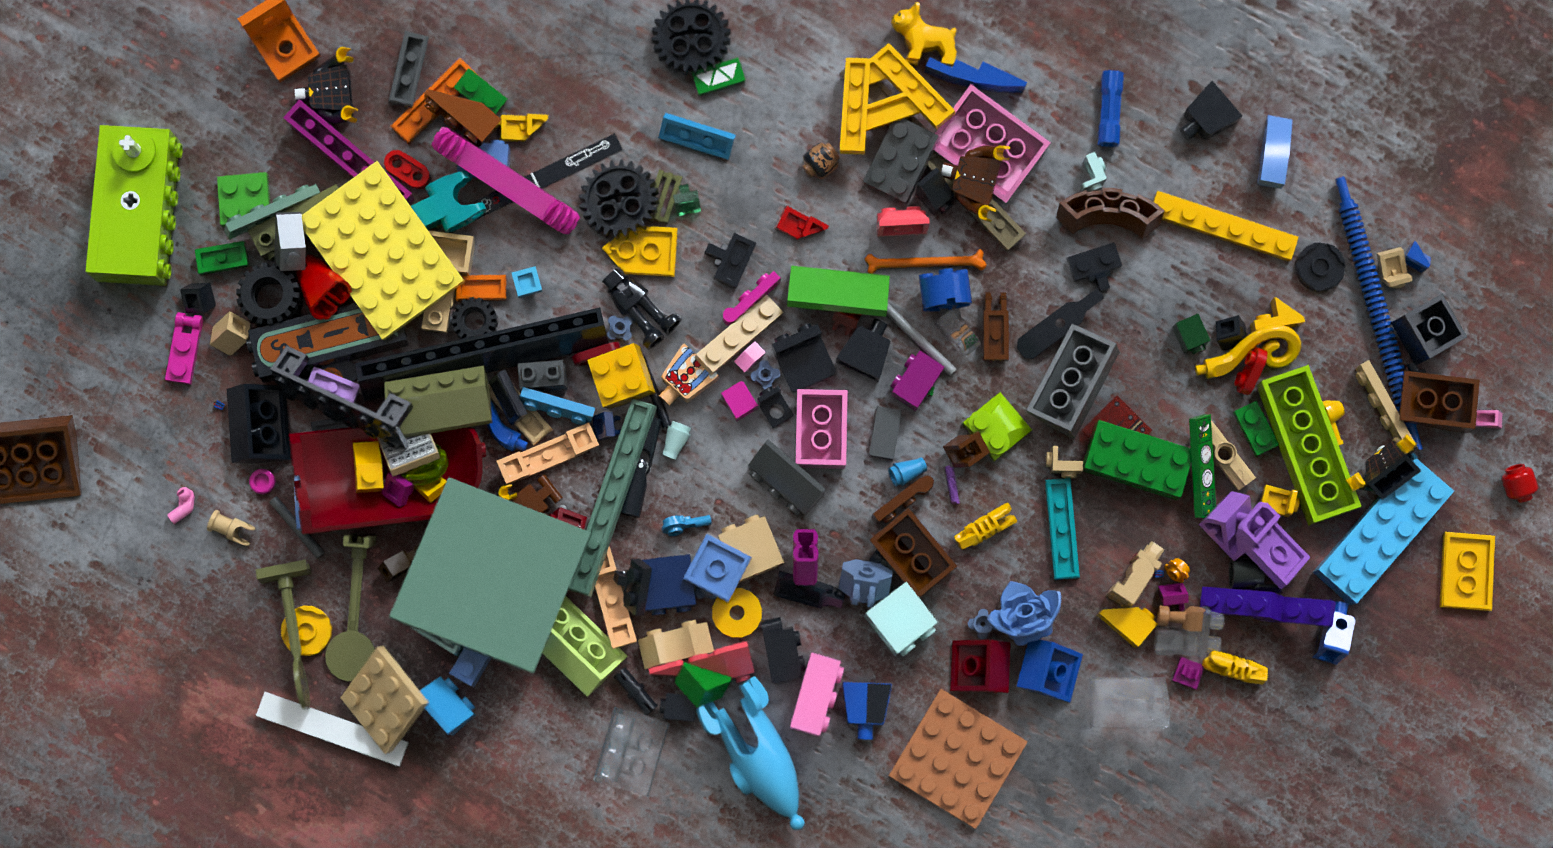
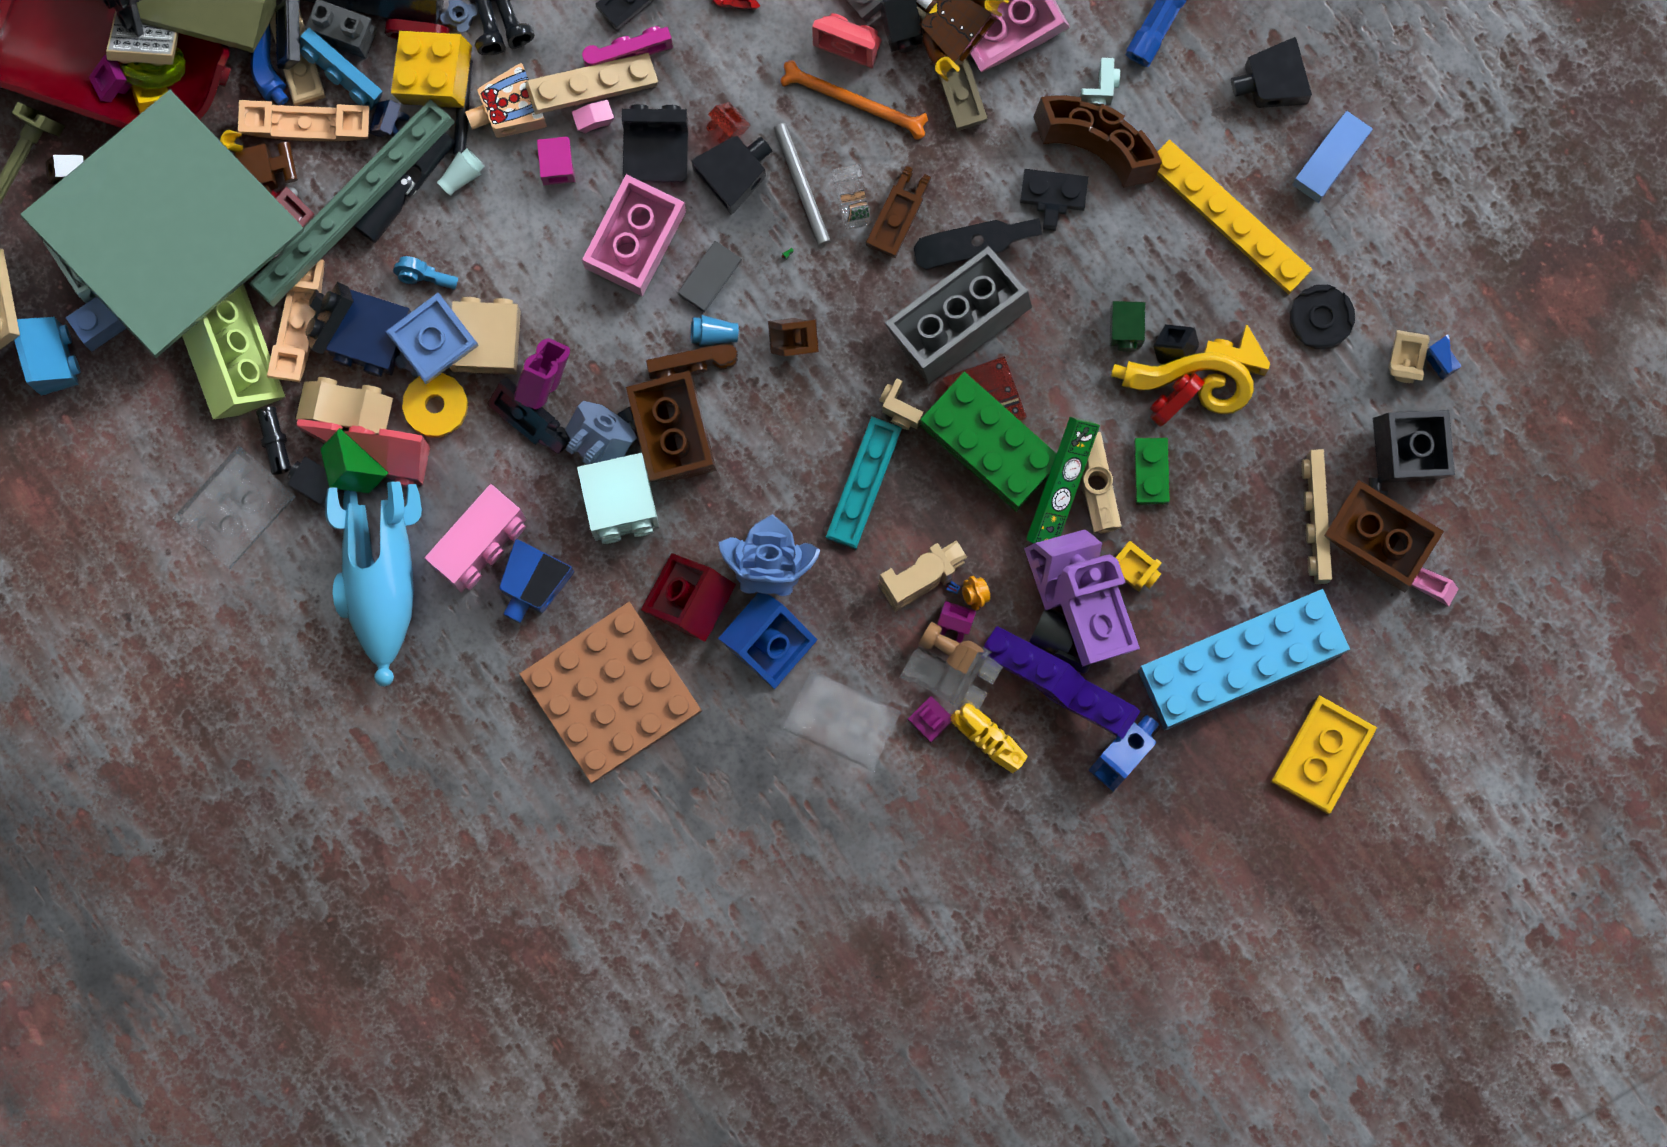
camera: 30 degrees right, 0 degrees up
(367, 467) = (86, 39): yellow slope -> none
(764, 367) = (599, 154): sand blue plate -> none
(769, 398) = (594, 173): black bracket -> none
(782, 650) = (463, 469): black hinge -> none
(785, 479) = (564, 274): dark grey slope -> none
(838, 291) = (732, 85): bright green tile -> none
(917, 380) = (775, 230): magenta brick -> none
(945, 290) = (858, 139): blue brick -> none
(952, 485) = (759, 370): medium lavender piece -> none
(982, 632) = (707, 545): sand blue plate -> none
(985, 527) = (773, 438): yellow hinge -> none
(998, 425) = (845, 328): lime slope -> none
(1129, 623) = (889, 627): yellow slope -> none
(1308, 445) = (1202, 517): lime brick -> none
(1334, 411) = (1247, 492): yellow bar -> none
(1348, 208) = (1368, 380): blue hose -> none
(1388, 468) = (1280, 585): black torso -> none
(1519, 482) = (1437, 678): red head -> none

